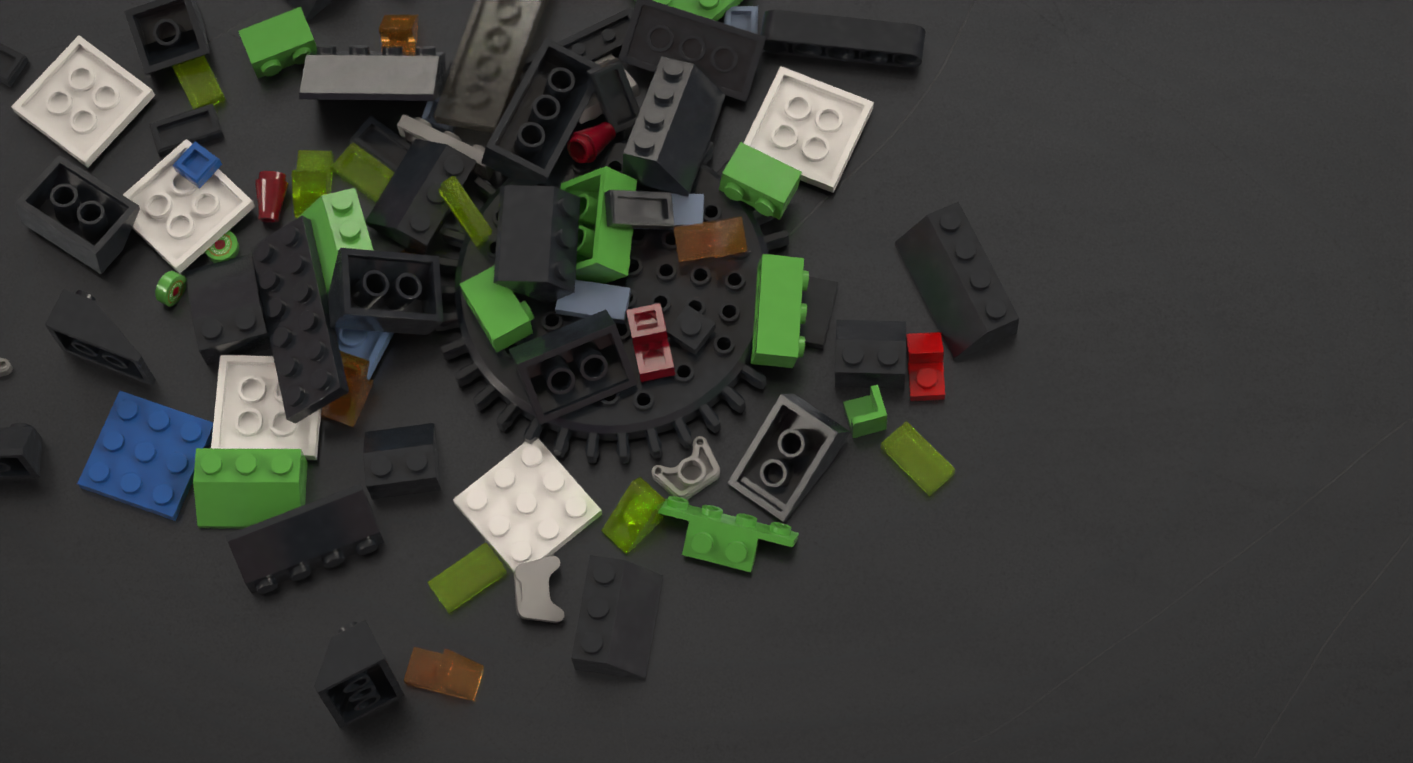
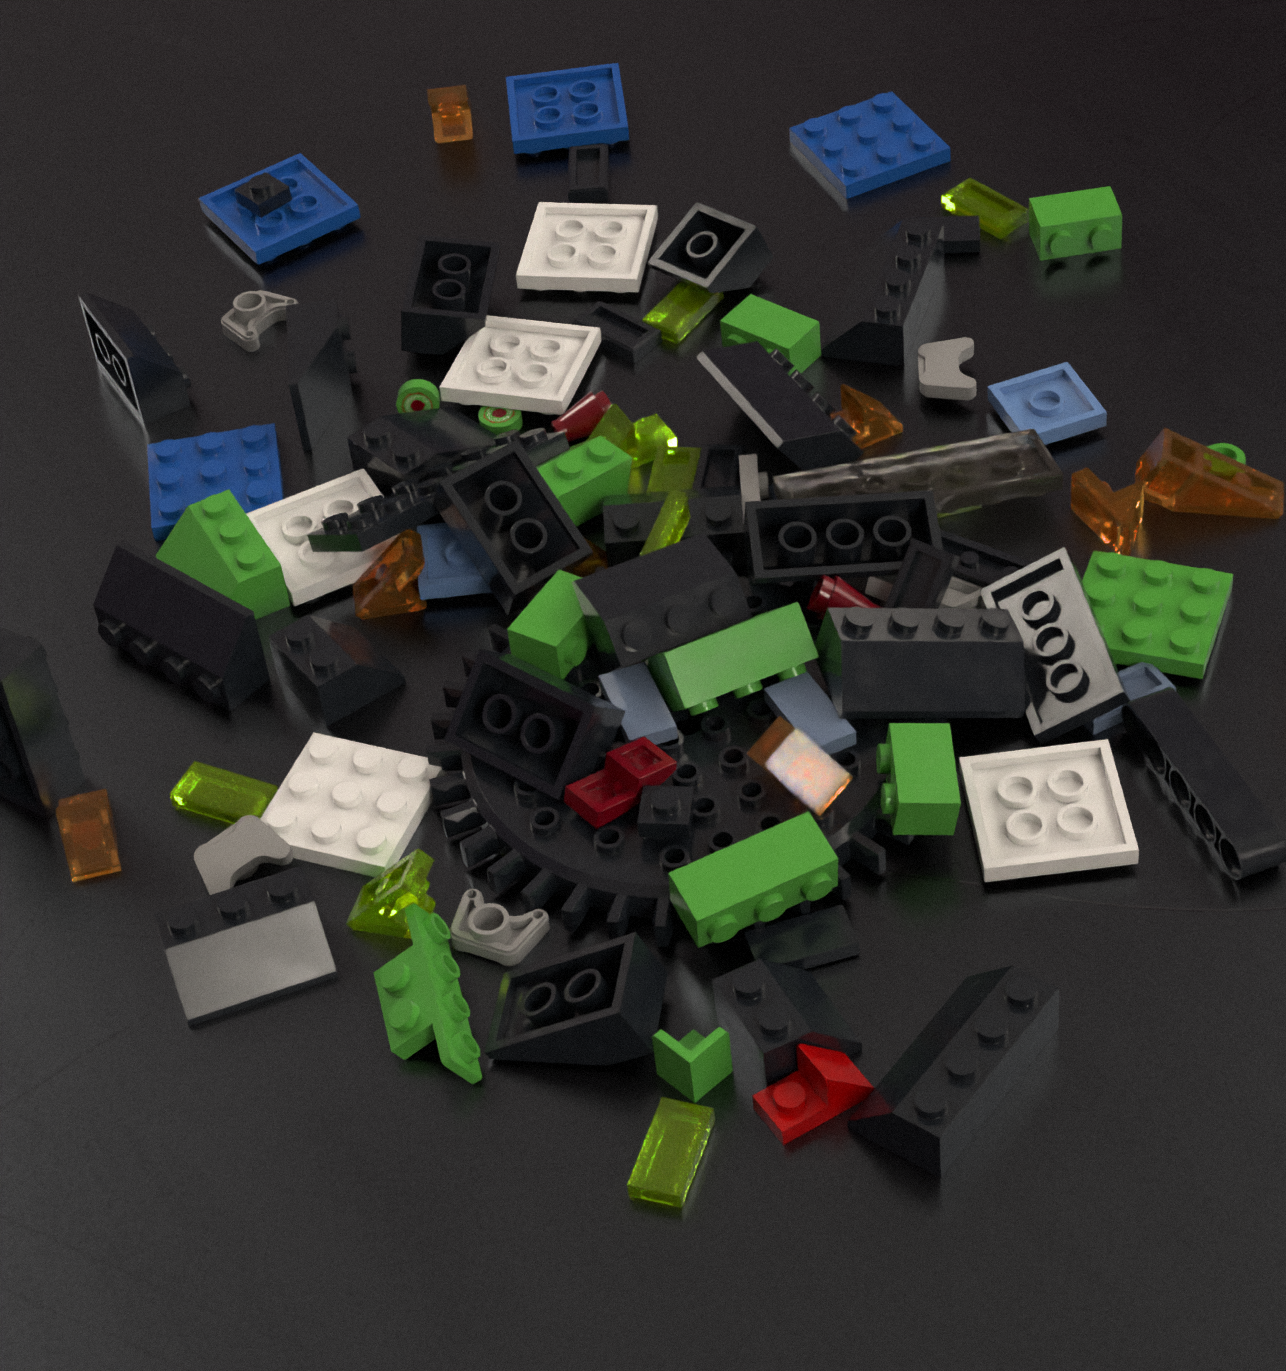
camera: 60 degrees right, 25 degrees down
(197, 164) = (571, 343): blue tile -> none
(639, 209) = (773, 667): black tile -> none

